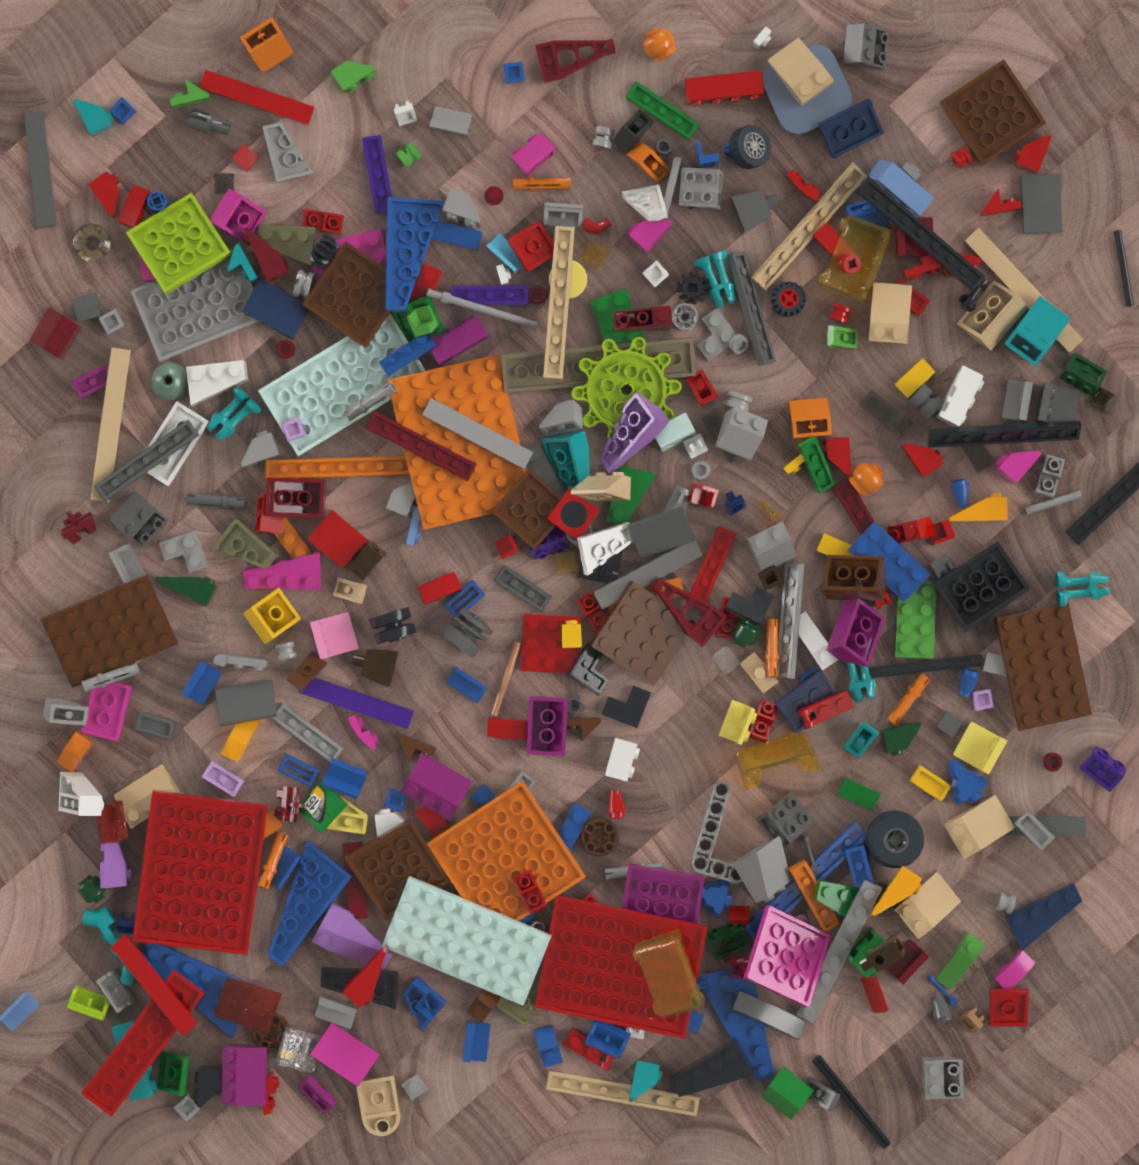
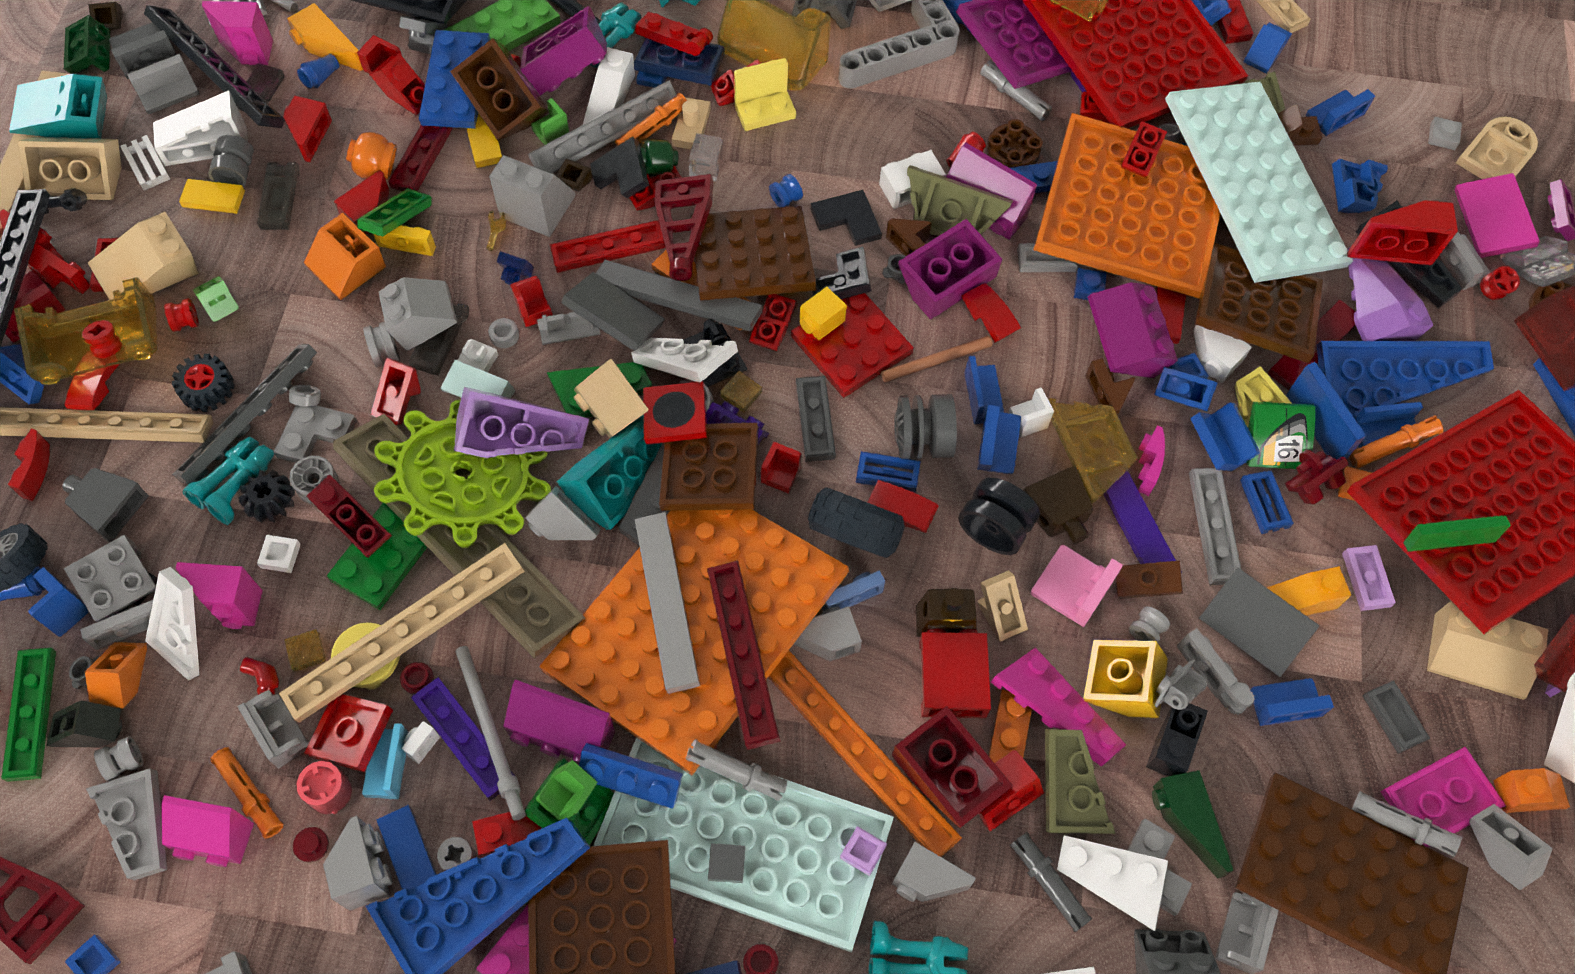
camera: 130 degrees left, 25 degrees down
(194, 529) = (1117, 875): none -> white wing
(204, 822) = (1456, 533): none -> green tile
(226, 612) = (1177, 740): none -> black slope
(245, 626) = (1181, 687): none -> light grey hinge
(304, 1013) = (1503, 275): none -> red wheel
(313, 837) = (1334, 424): none -> blue tile
(336, 366) = (726, 863): none -> dark grey tile
(382, 782) = (1185, 389): none -> blue slope
(393, 709) = (1093, 444): none -> clear yellow wing
(433, 252) = (451, 846): none -> light grey wheel
(434, 666) = (999, 441): none -> blue panel
(436, 695) = (1034, 413): none -> white panel
(442, 552) = (856, 522): none -> black wheel
(514, 218) = (324, 787): none -> coral piece
(567, 127) = (134, 820): none -> light grey wing
(576, 786) = (988, 174): none -> slope
(581, 760) = (950, 202): none -> olive wing
(668, 684) = (786, 191): none -> blue wheel
(815, 592) = (552, 125): none -> bright green panel
(969, 349) = (138, 147): none -> white tile

